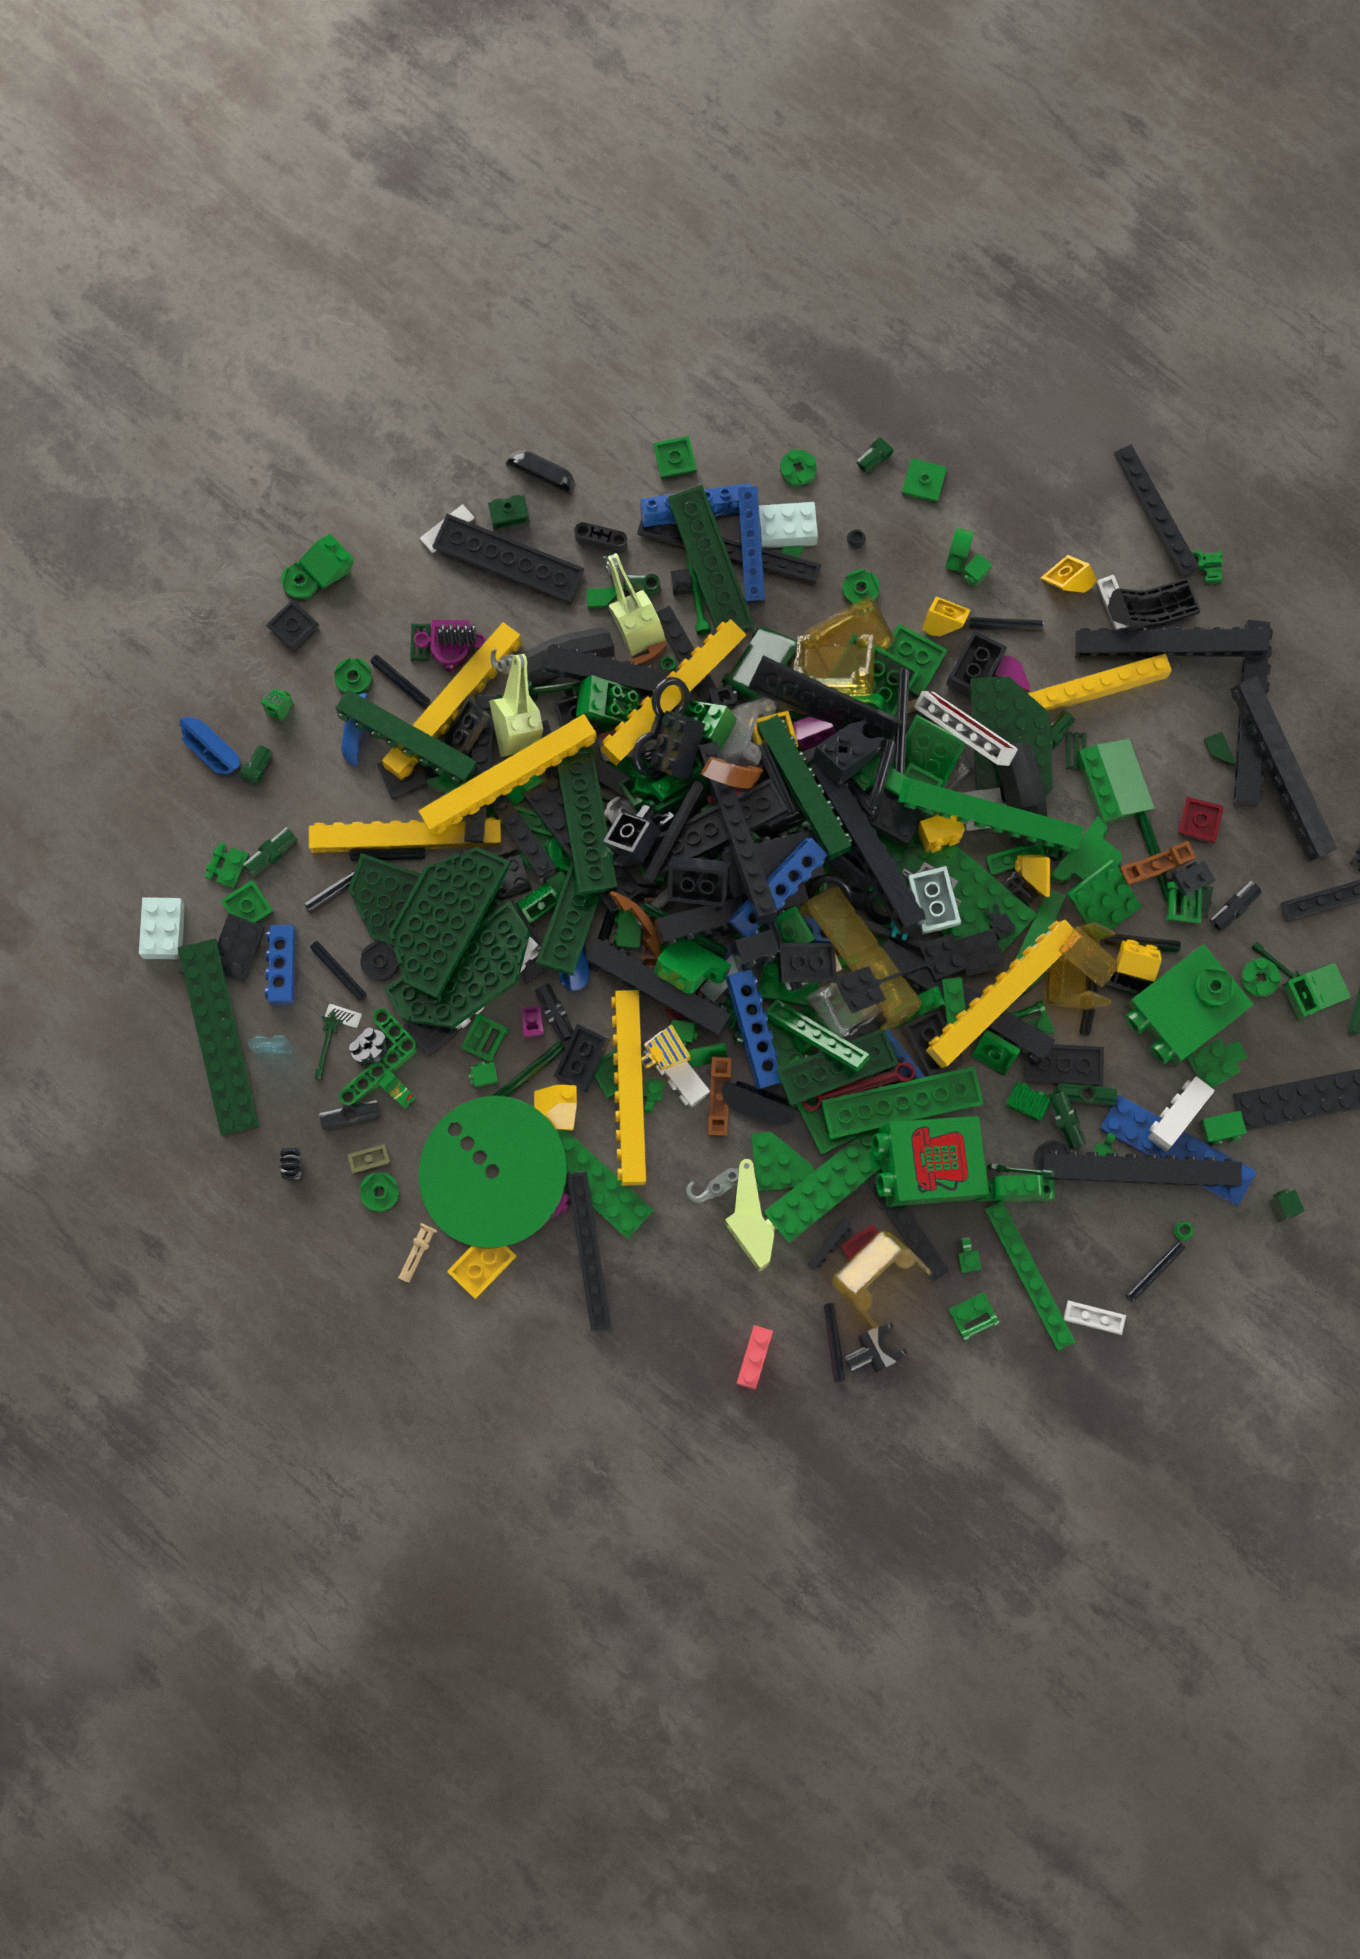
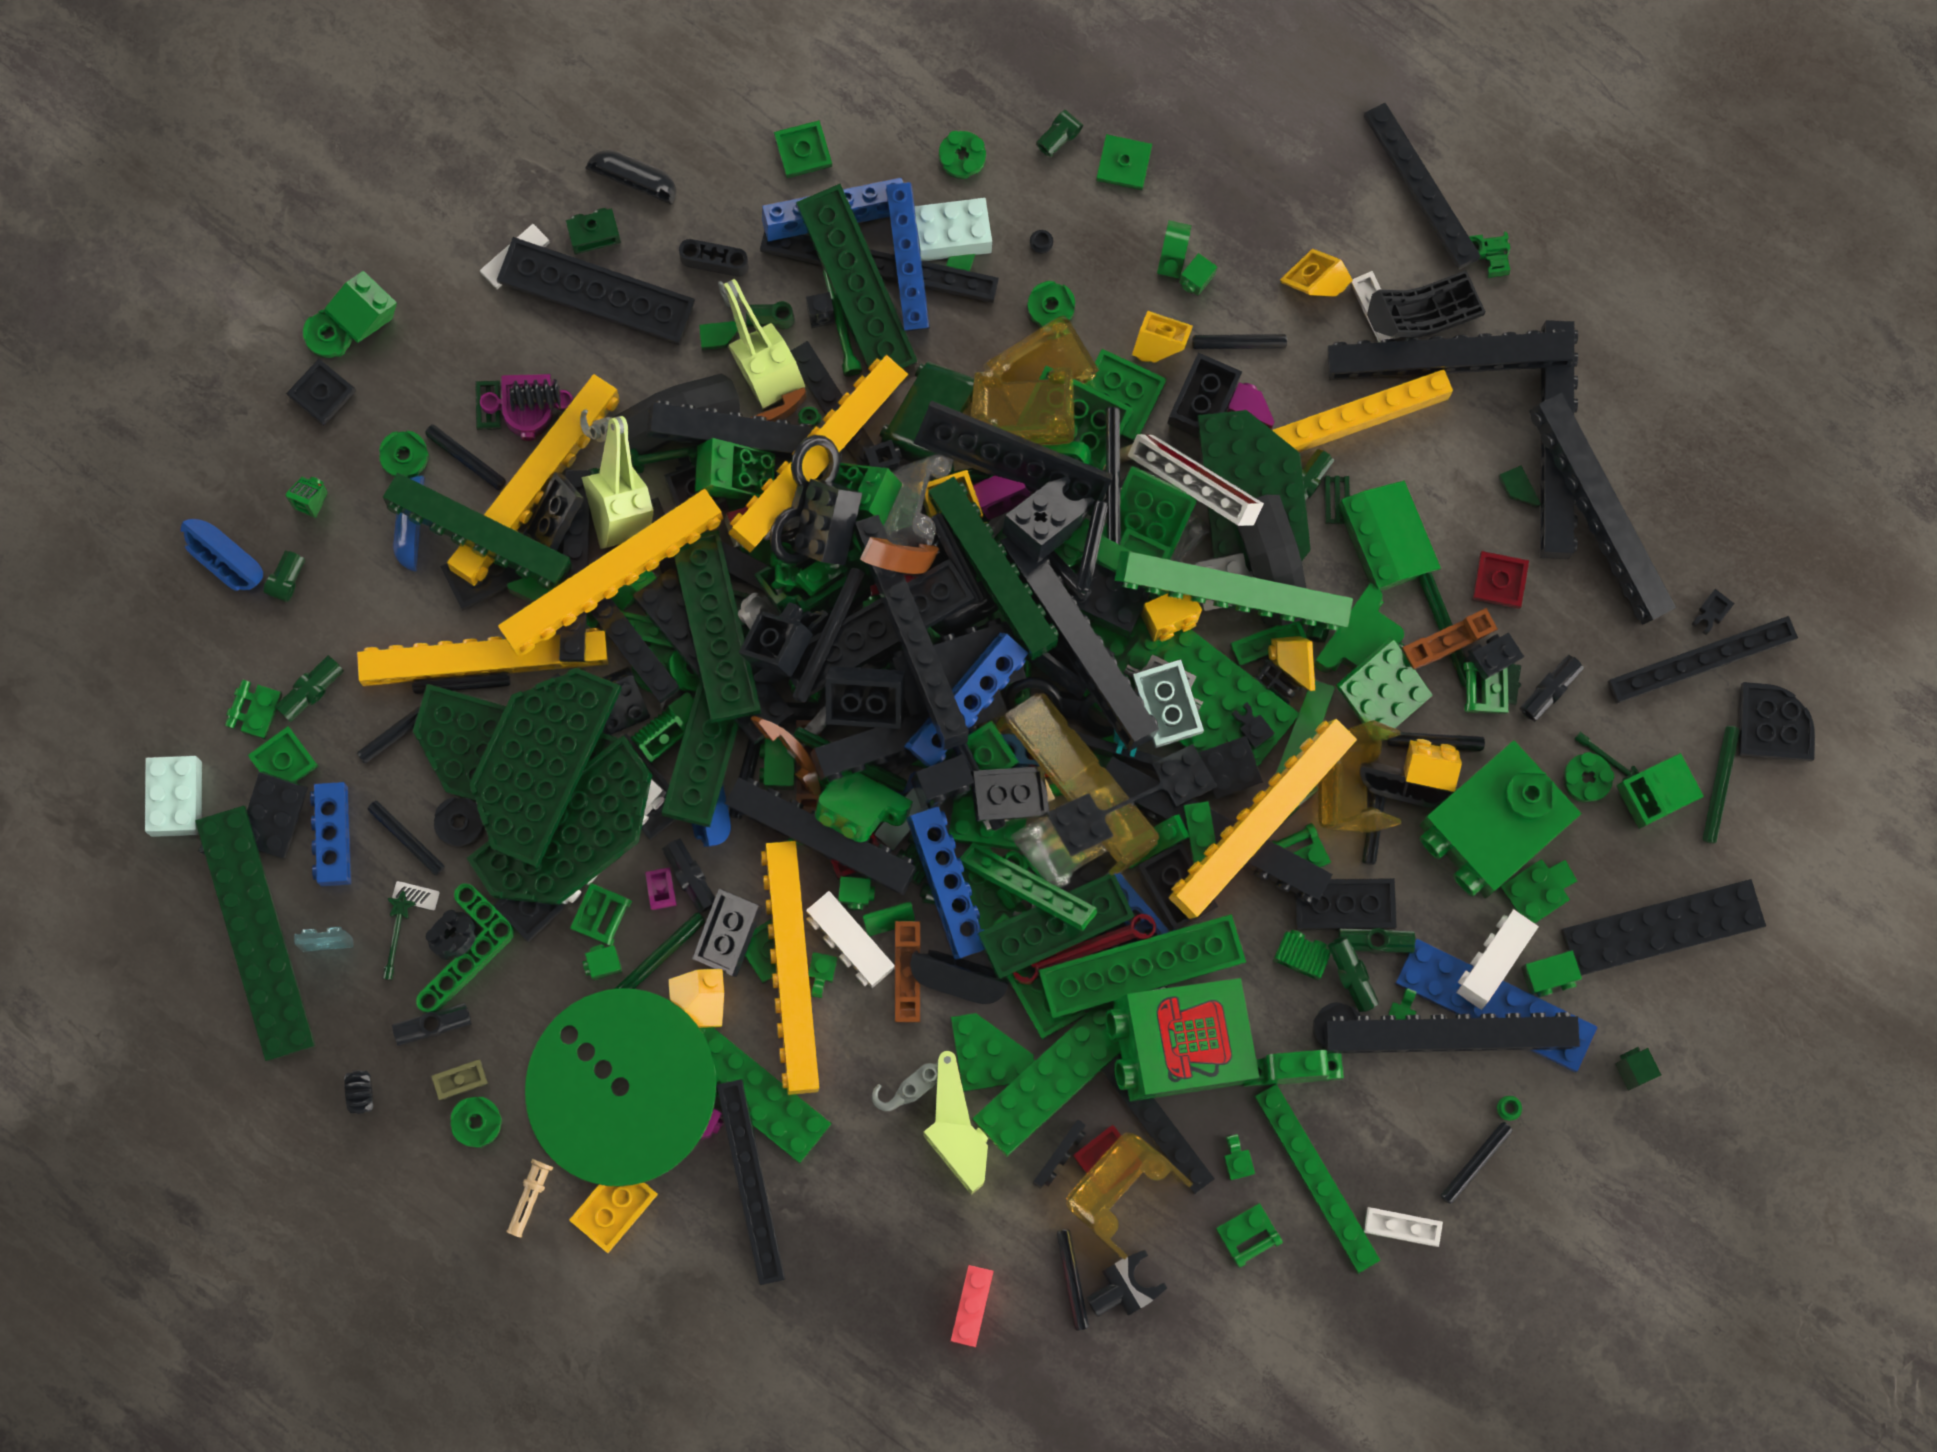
camera: 10 degrees left, 0 degrees up
(396, 1089) = (490, 988): green leg -> none
(666, 1050) = (835, 917): torso -> none
(995, 1052) = (1257, 894): green plate -> none
(1002, 1168) = (1273, 1042): dark green piece -> none
(1089, 957) = (1369, 764): clear yellow piece -> none

